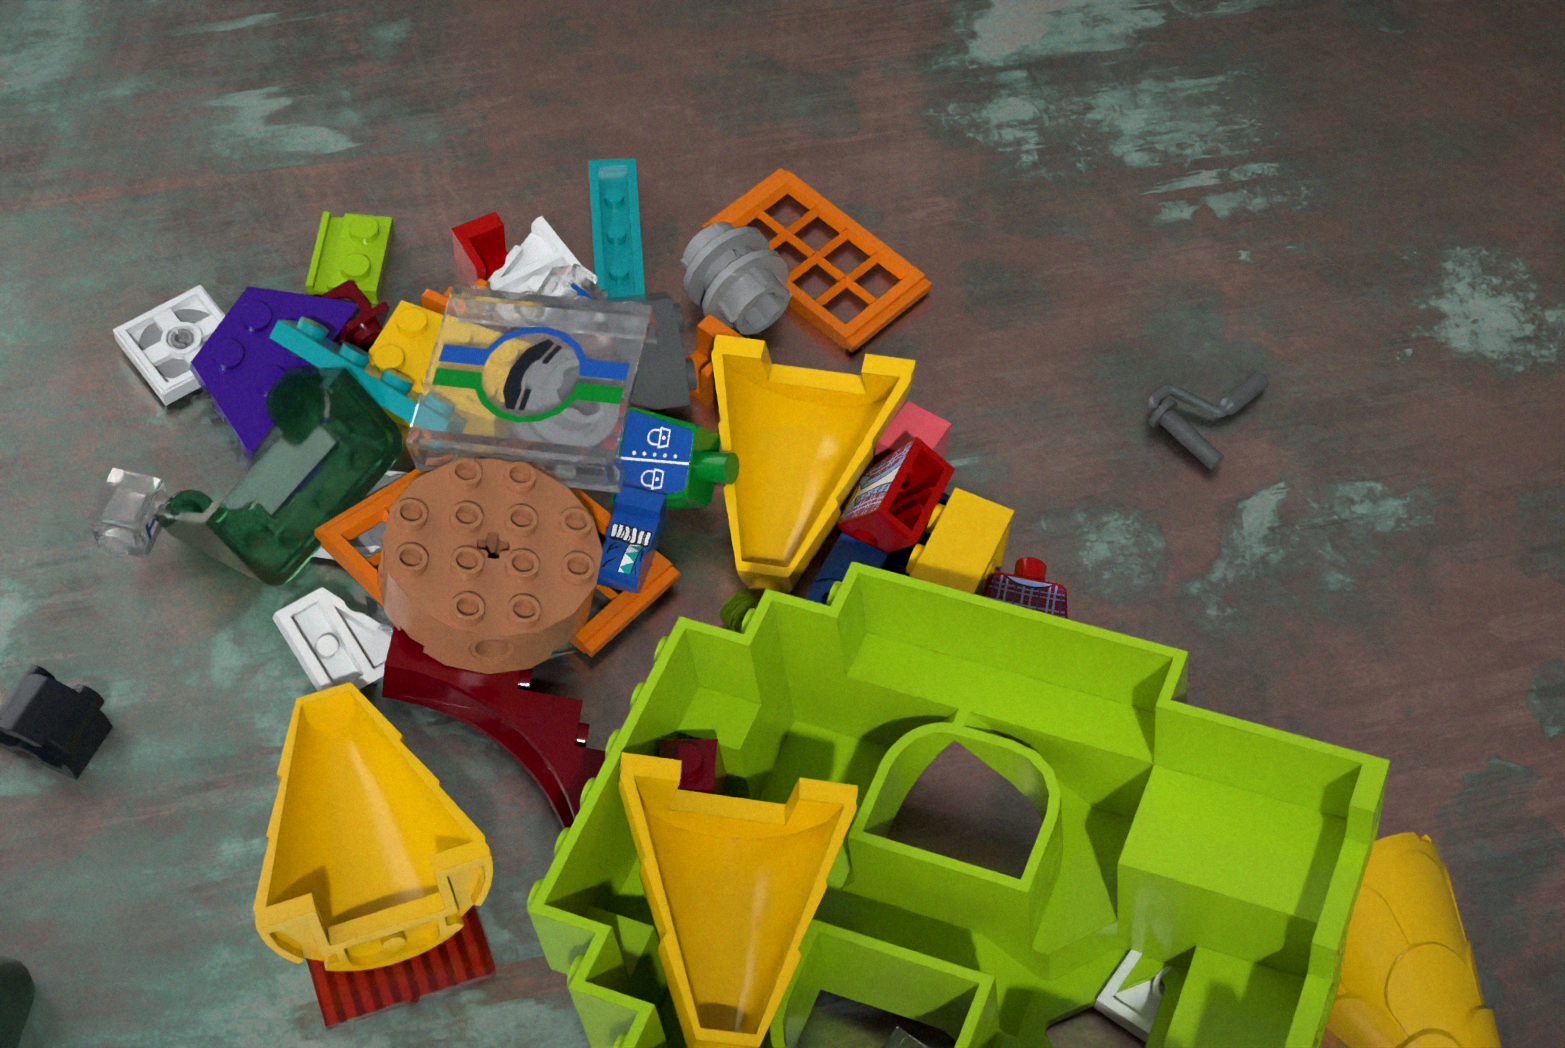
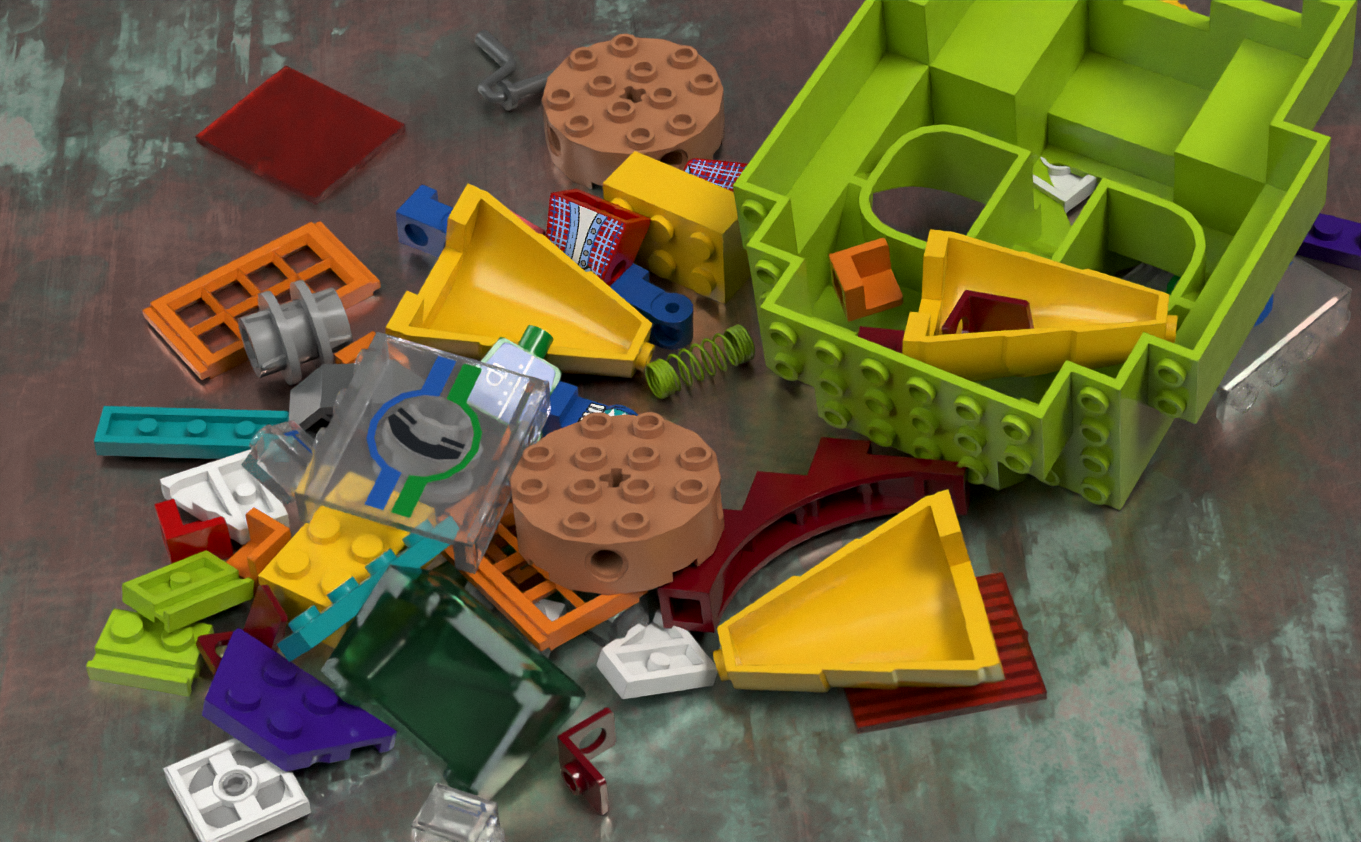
camera: 75 degrees left, 10 degrees down
(204, 598) = (575, 766): none -> dark red bracket
(403, 258) = (187, 591): none -> lime plate
(749, 860) = (988, 313): none -> dark red bracket
(820, 745) = (864, 279): none -> orange panel
(937, 370) = (427, 221): none -> blue leg
(1069, 250) = (300, 134): none -> clear red piece
(1146, 530) = (631, 99): none -> nougat brick

